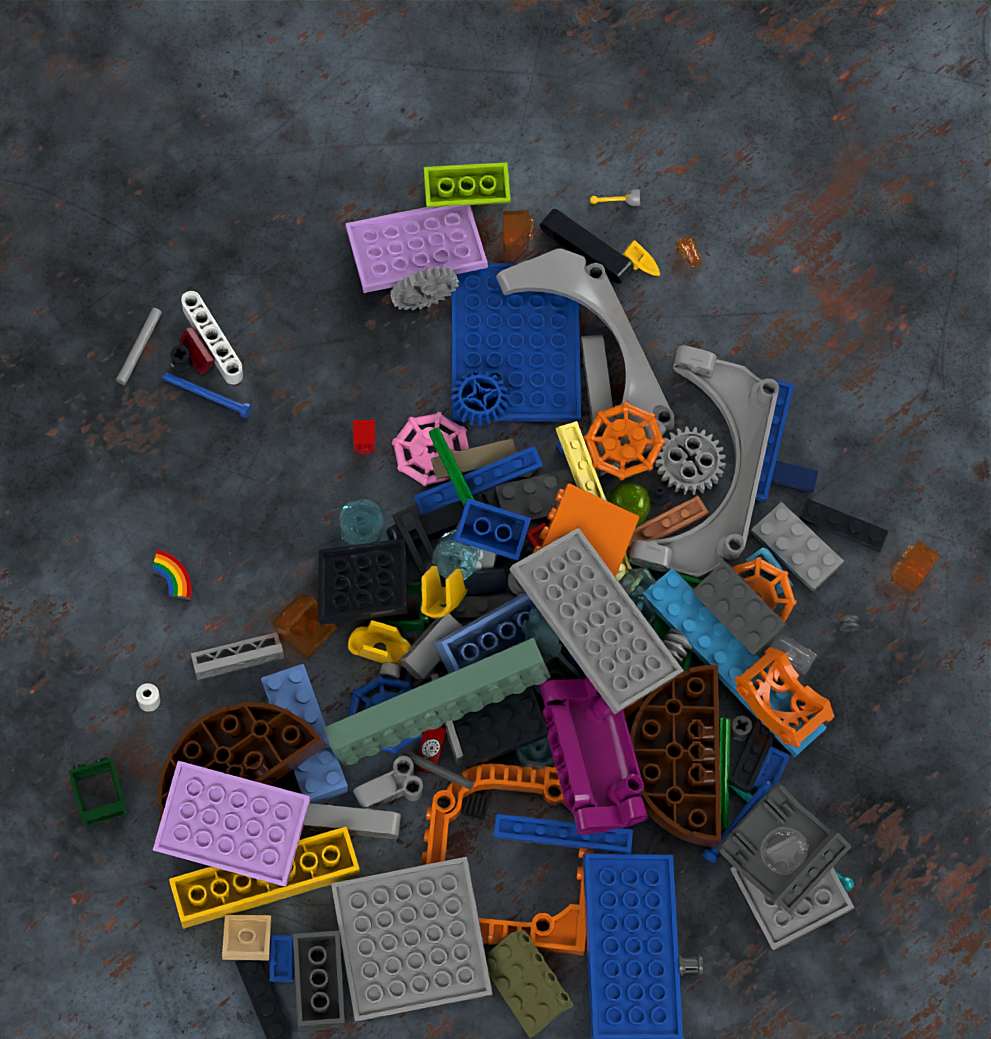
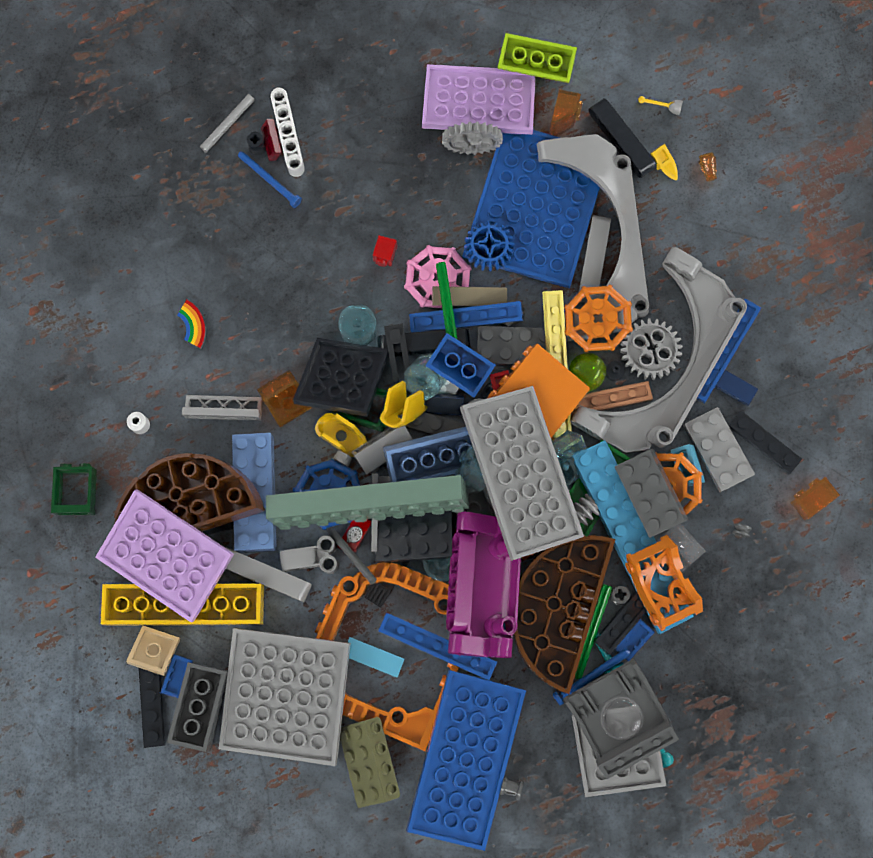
camera: 25 degrees right, 10 degrees up
(499, 874) = (375, 657): none -> medium azure tile

